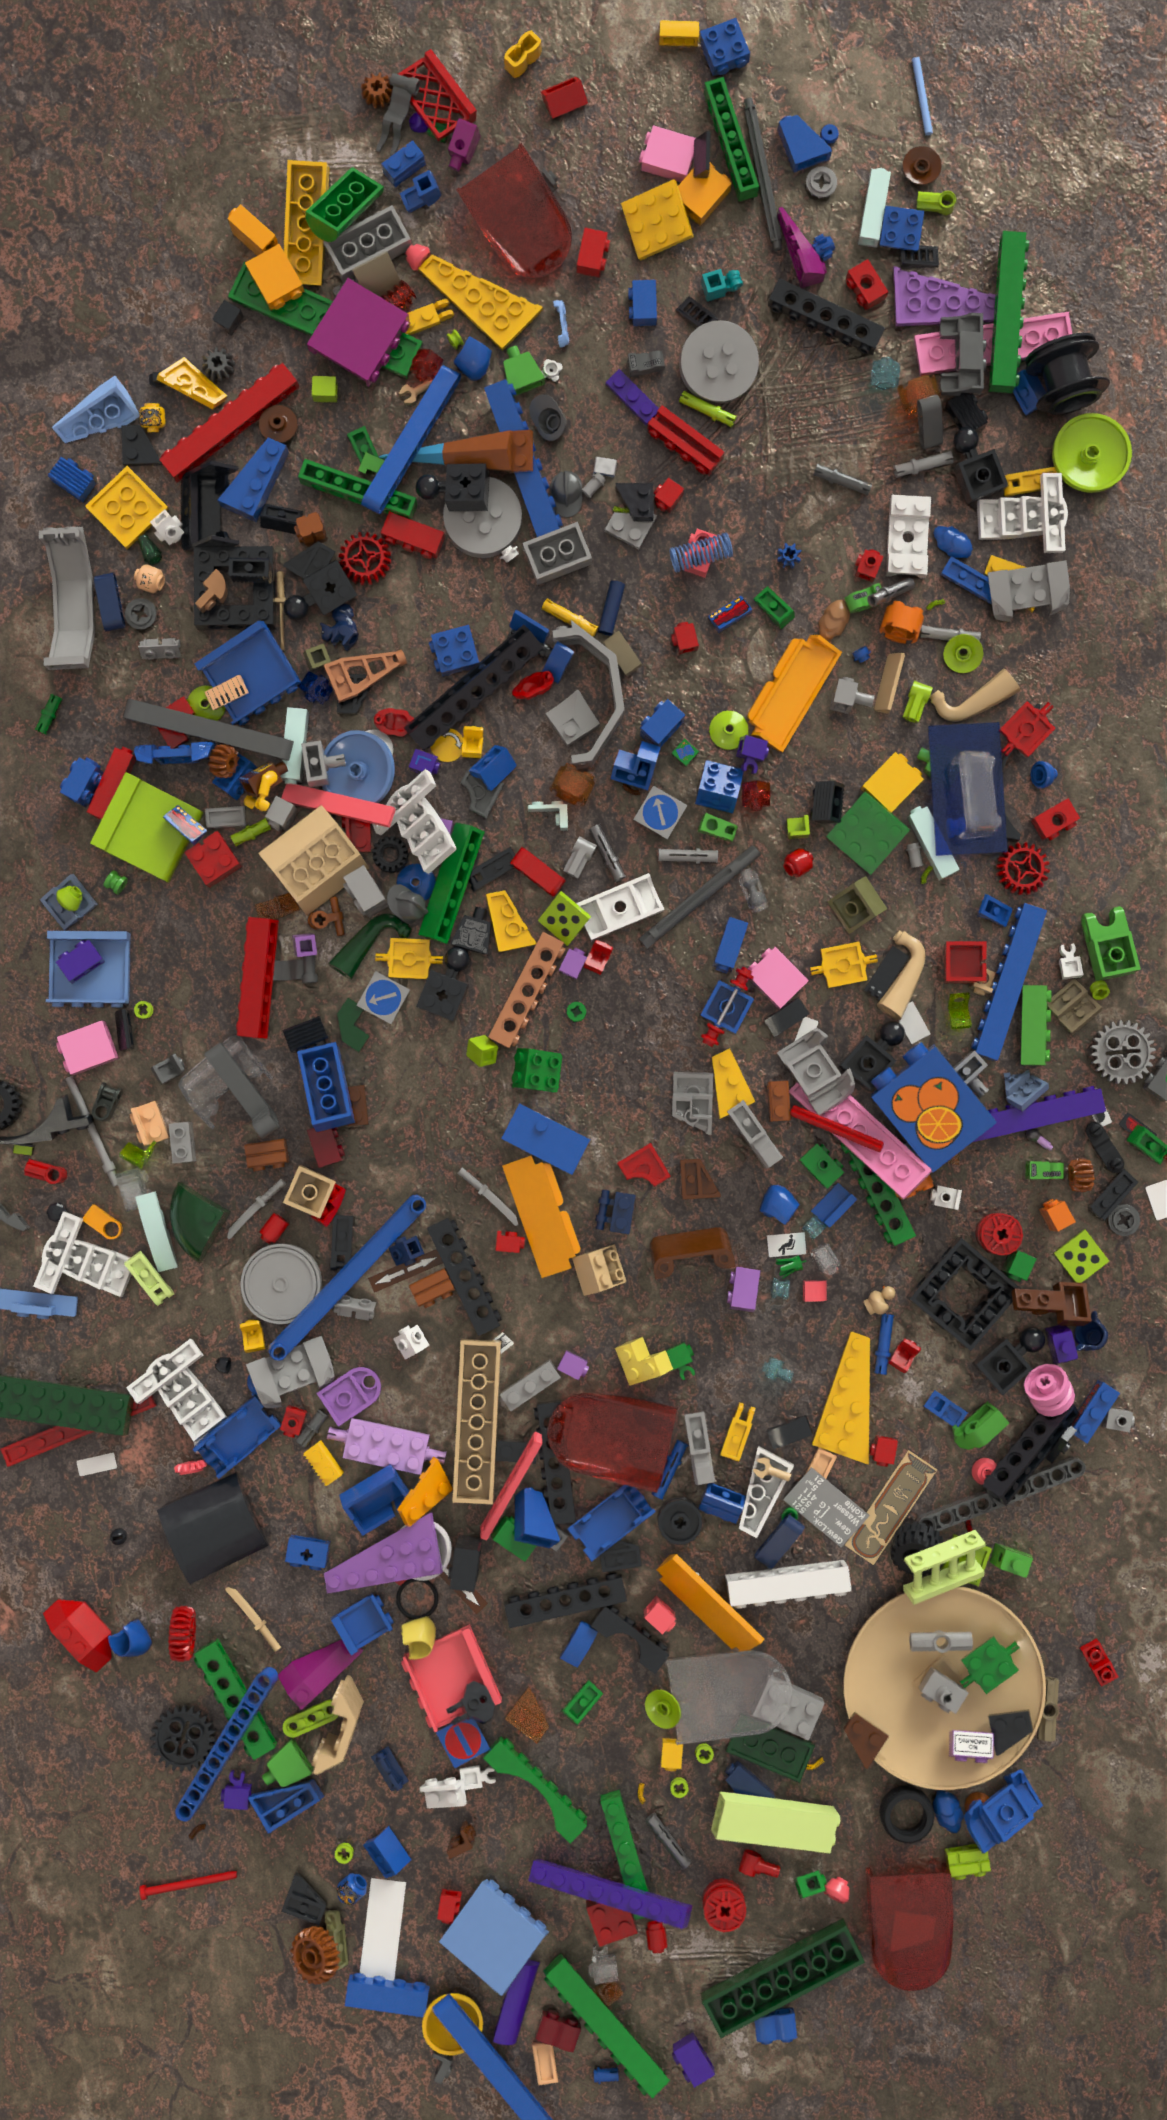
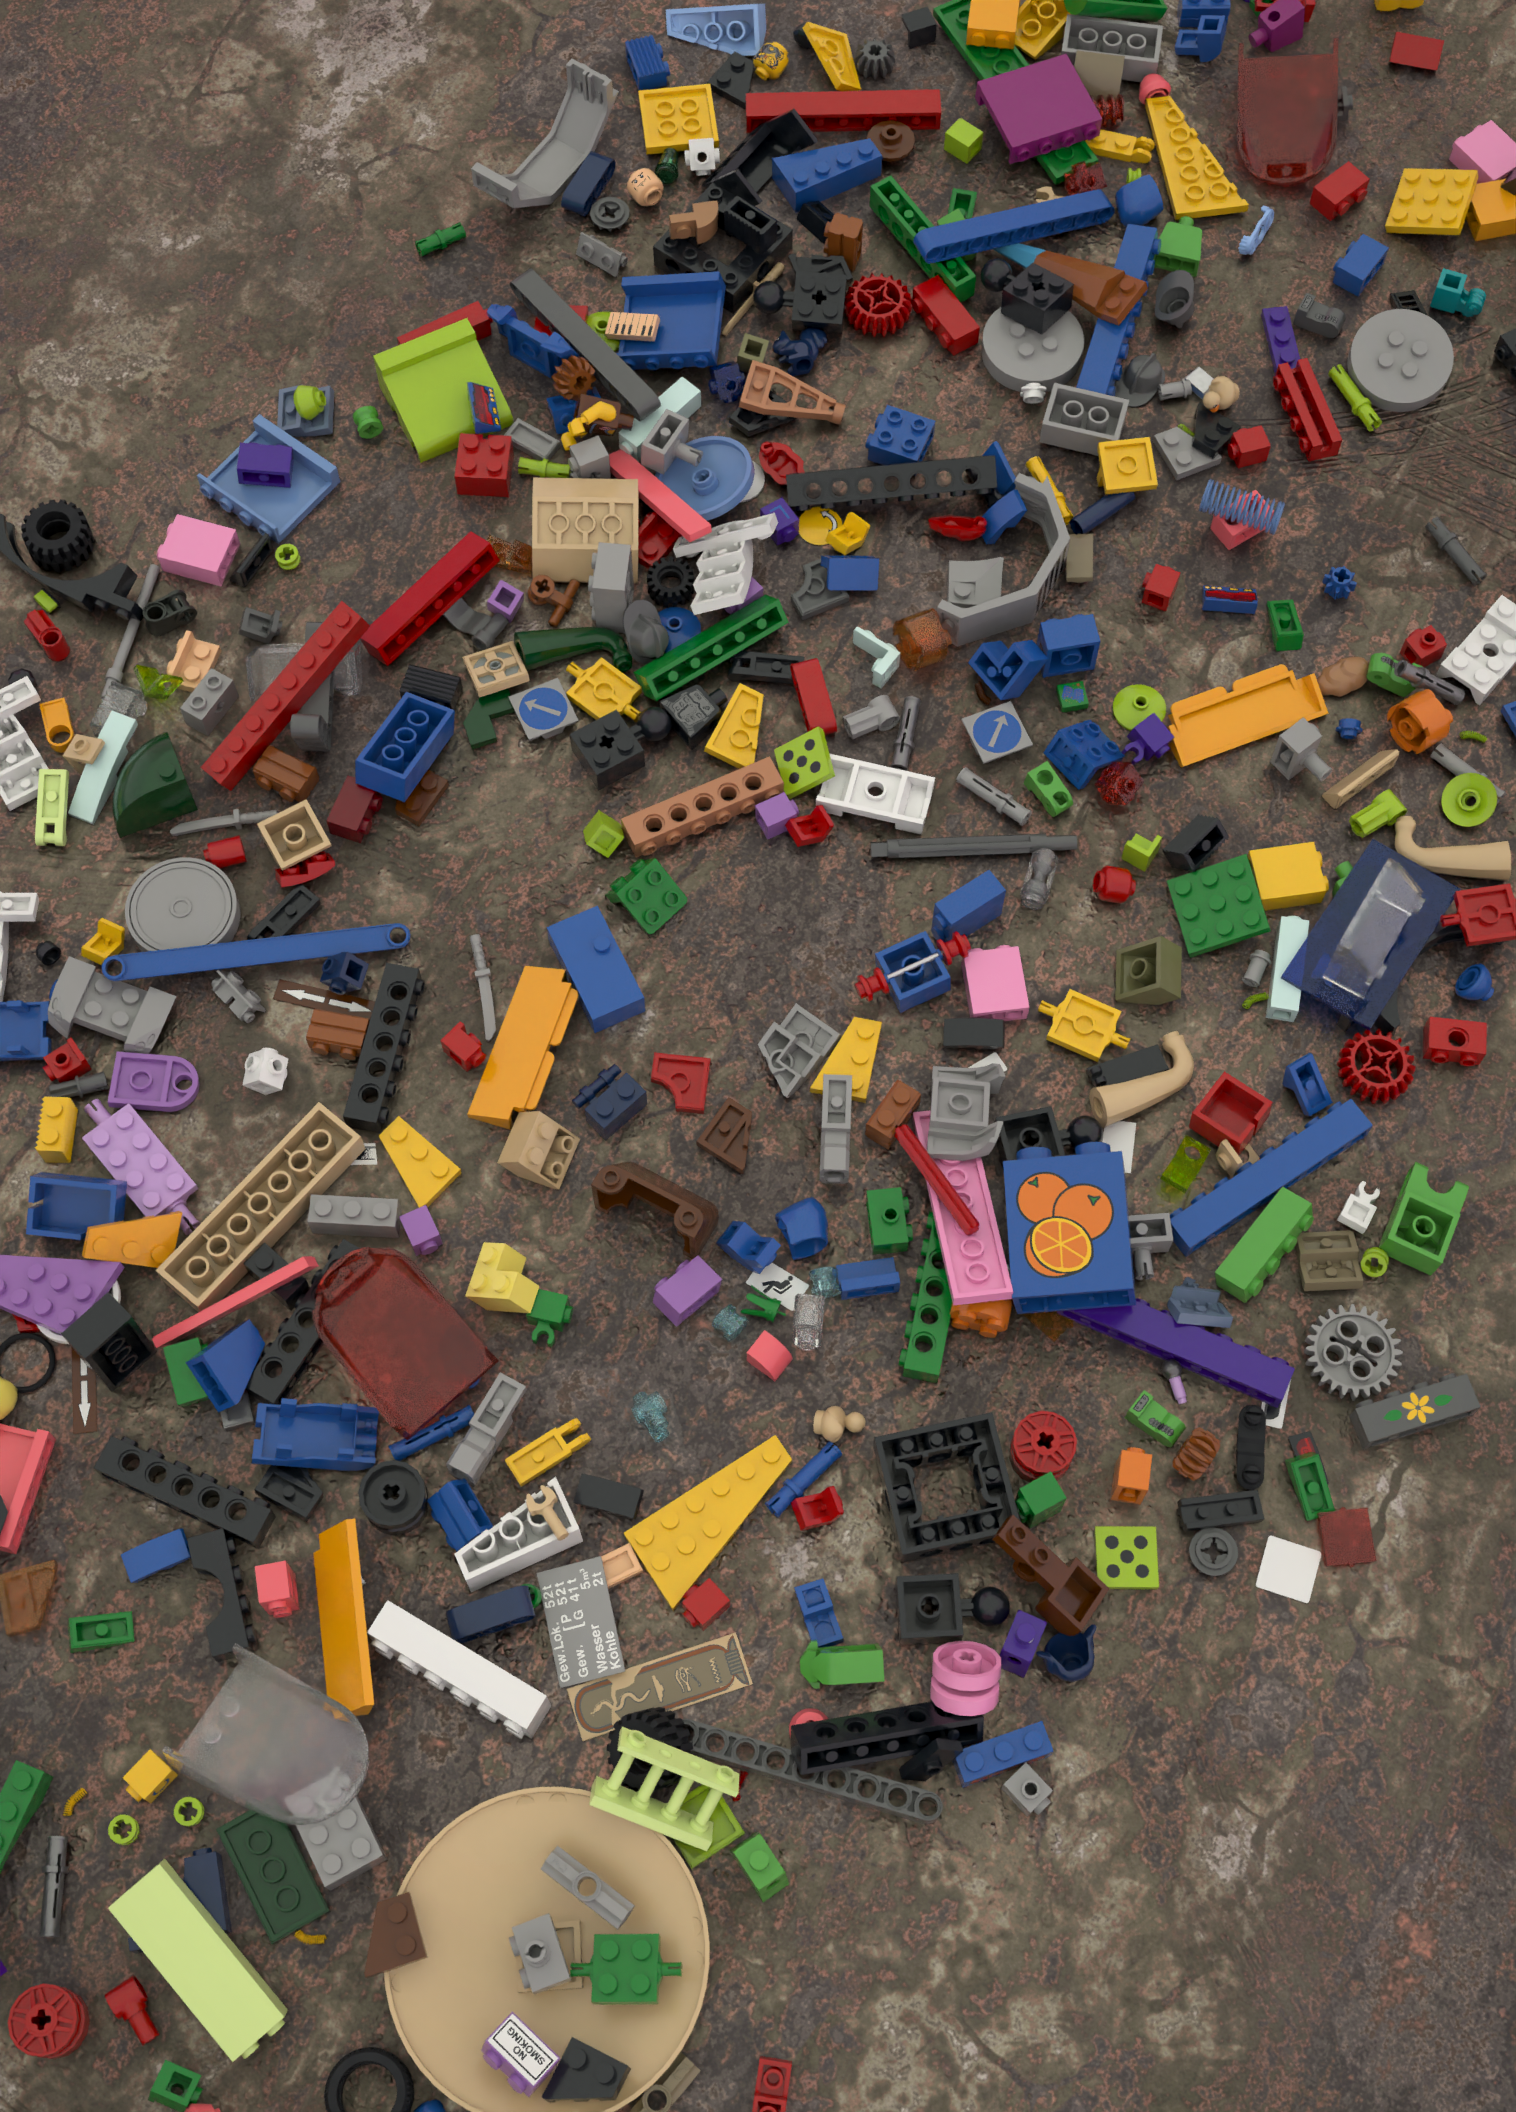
camera: 40 degrees right, 20 degrees down
(82, 781) = (416, 305): blue brick -> none
(139, 1232) = (84, 750): none -> tan bracket
(232, 1111) = (285, 696): none -> red brick
(334, 992) = (496, 669): none -> tan piece
(537, 1326) = (419, 1162): none -> yellow wing
(550, 364) = (1213, 265): white plate -> none
(577, 1014) = (740, 873): green wheel -> none
(608, 570) = (1126, 466): none -> yellow bracket
(626, 470) = (1221, 394): none -> tan animal
(662, 1709) = (185, 1711): lime dish -> none
(758, 1239) = (748, 1247): none -> blue brick
(954, 1197) = (1009, 1373): white brick -> none

